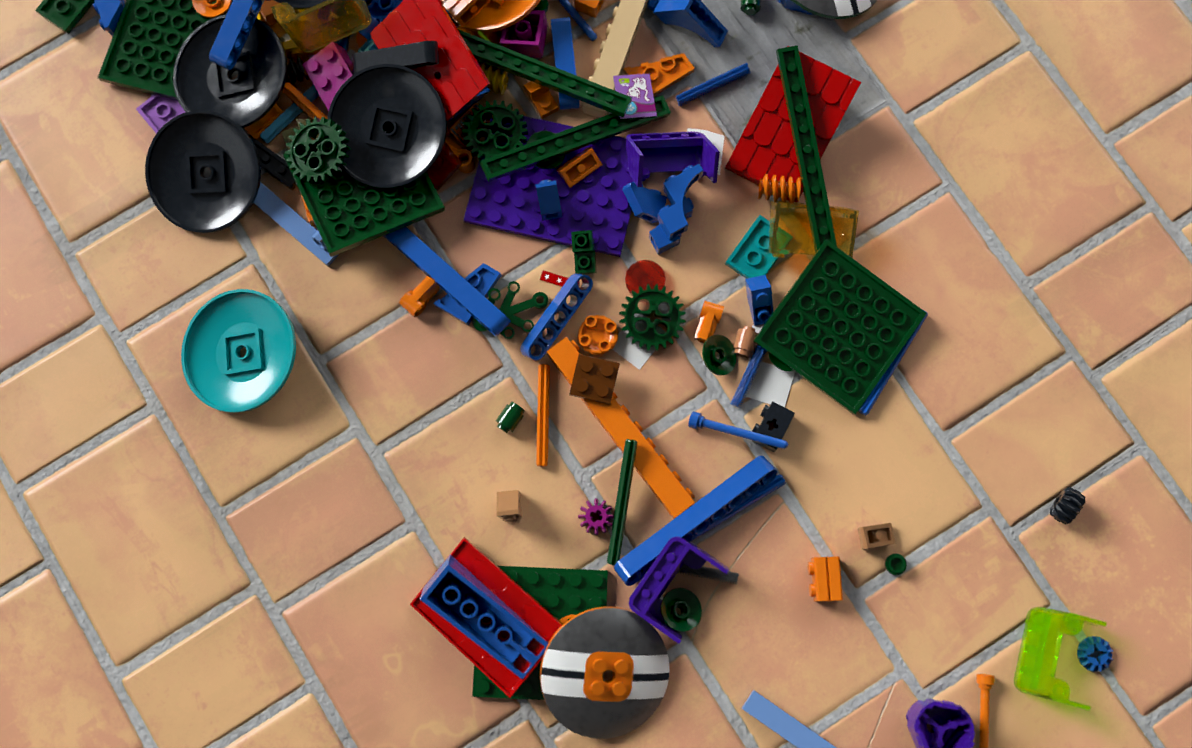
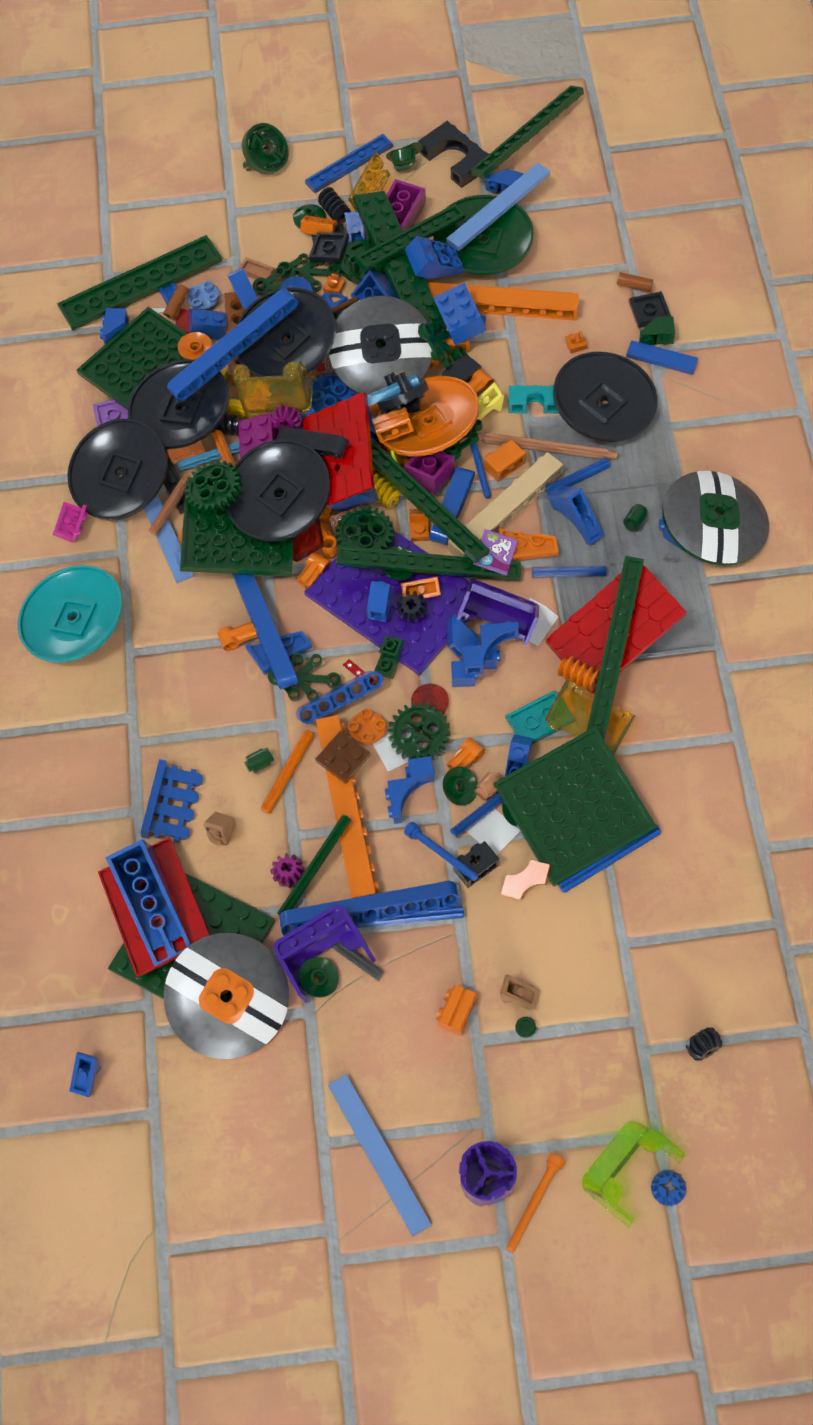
camera: 25 degrees right, 15 degrees down
(182, 249) = (69, 522): none -> dark pink bracket
(277, 186) = (169, 505): none -> nougat axle
(353, 40) = (286, 417): none -> magenta gear
(442, 511) = (169, 811): none -> blue fence
(461, 191) = (315, 566): none -> orange piece
(578, 196) = (420, 606): none -> black gear
(661, 388) = (417, 774): none -> blue arch
(833, 412) = (534, 874): none -> tile

